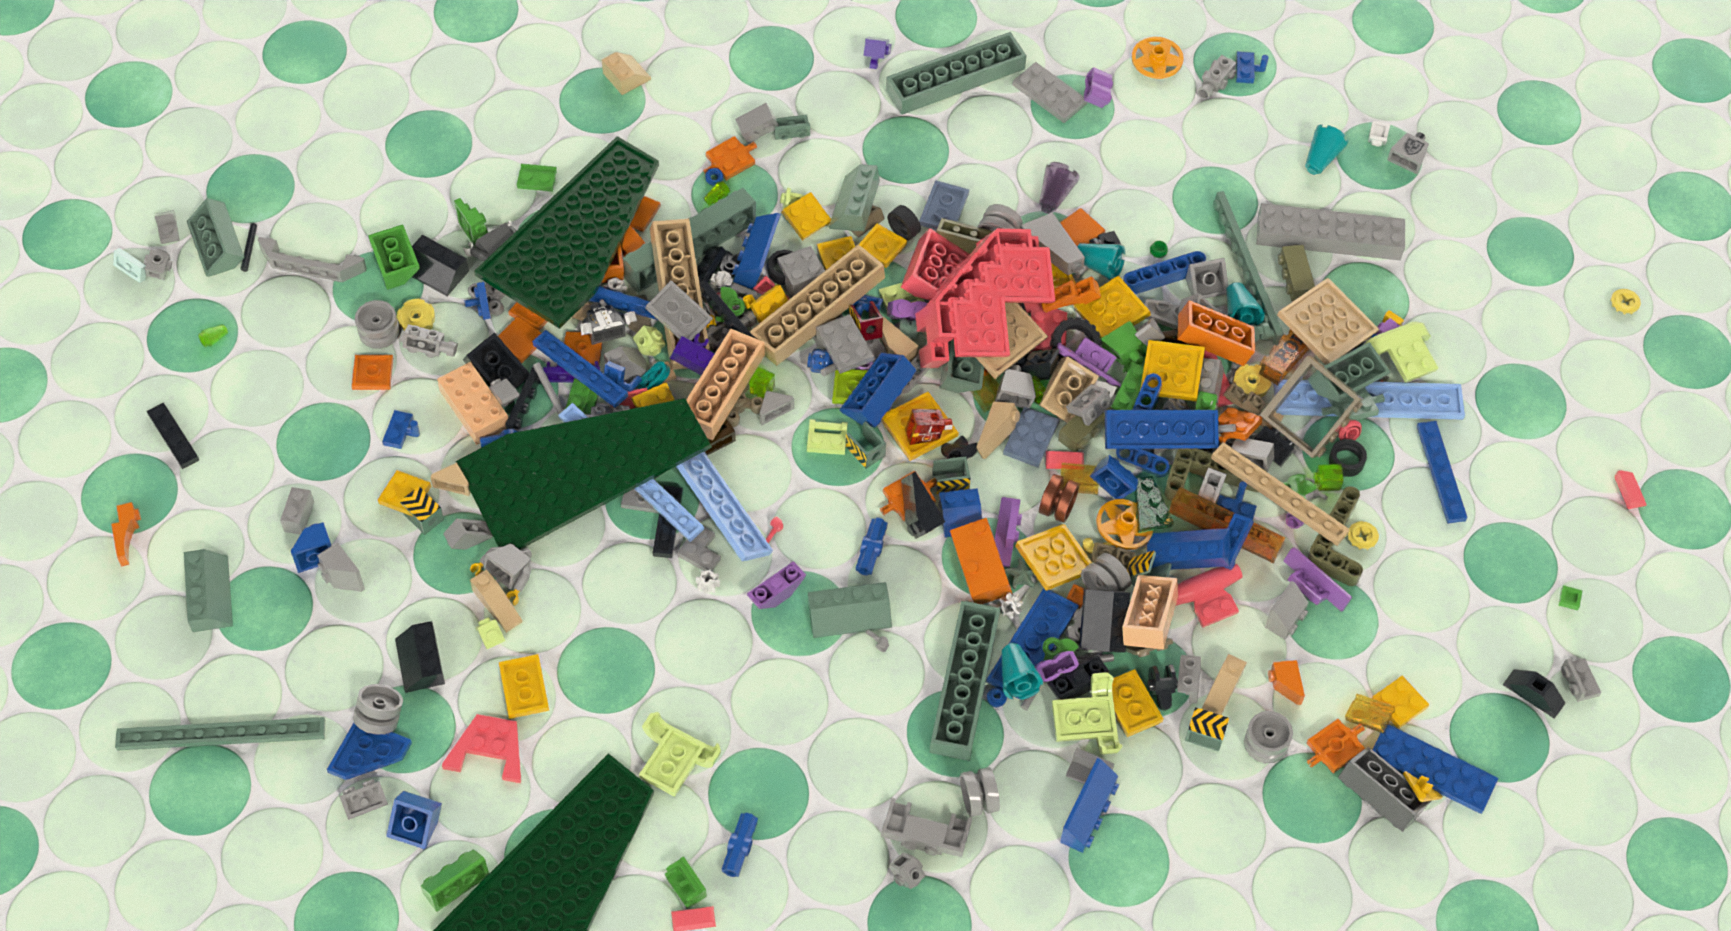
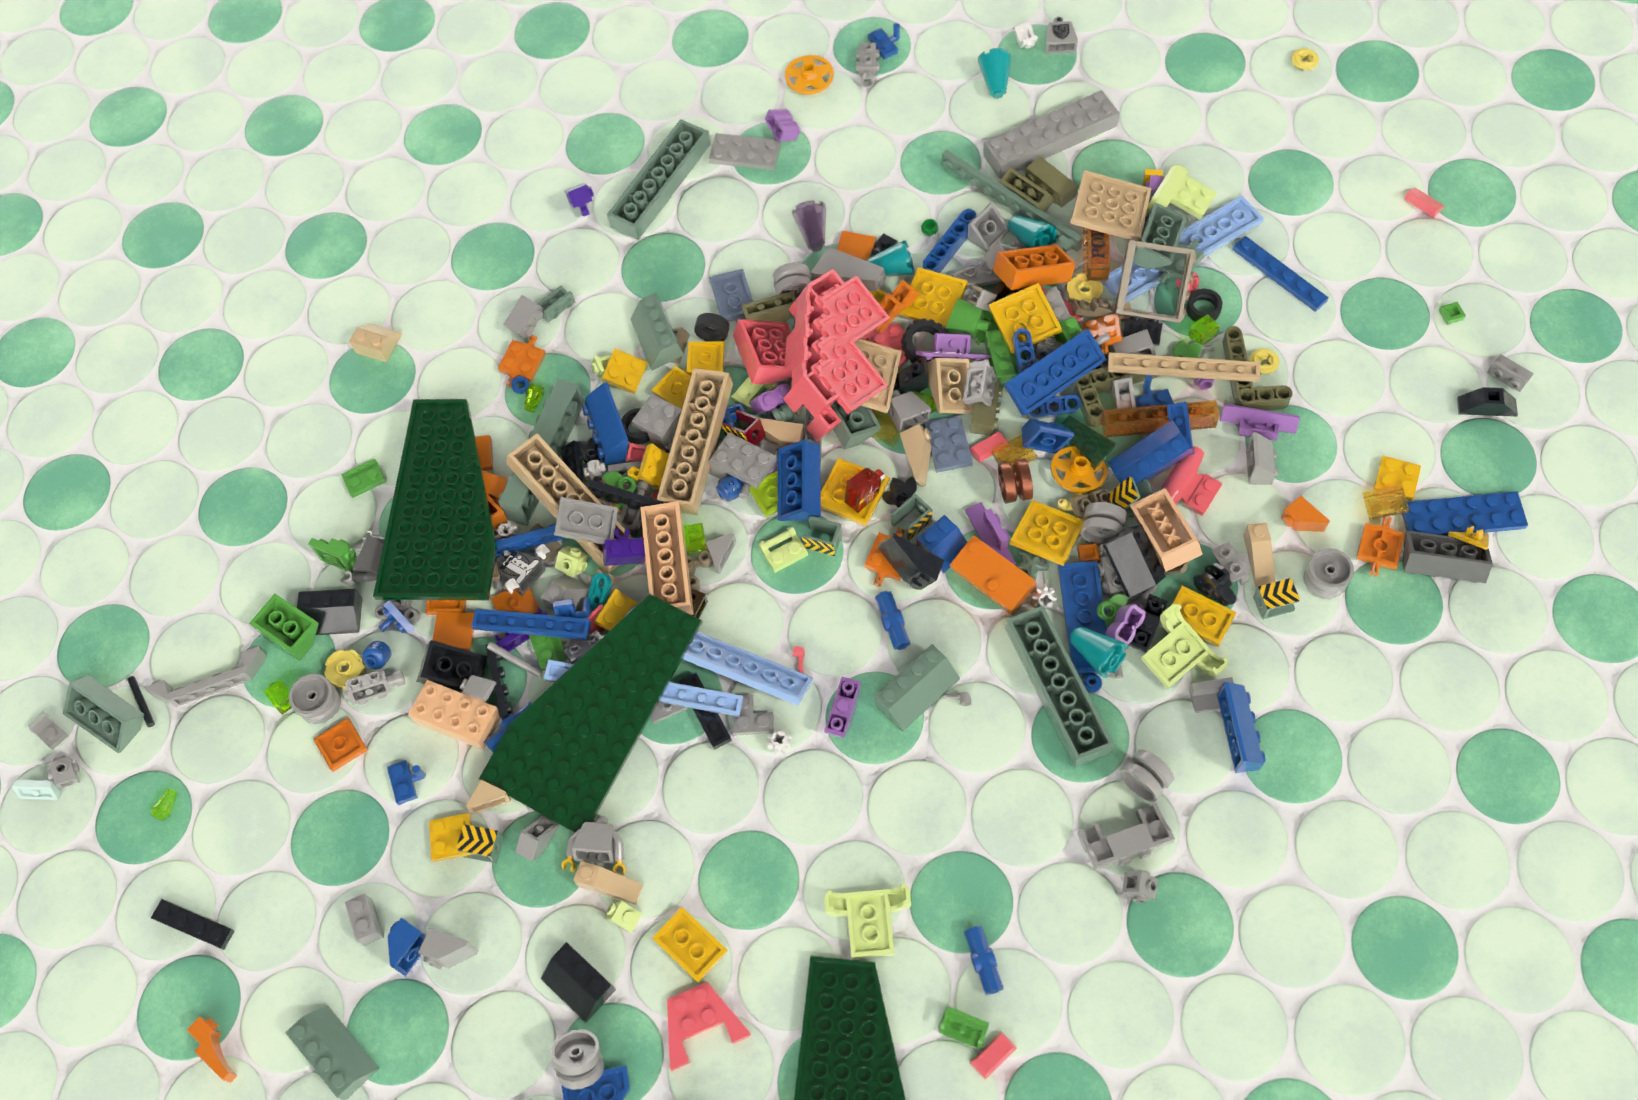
camera: 25 degrees left, 5 degrees up
(351, 304) = (279, 696): none -> clear neon green brick
(447, 320) = (376, 655): none -> blue head
(1268, 267) = (1027, 189): none -> olive brick

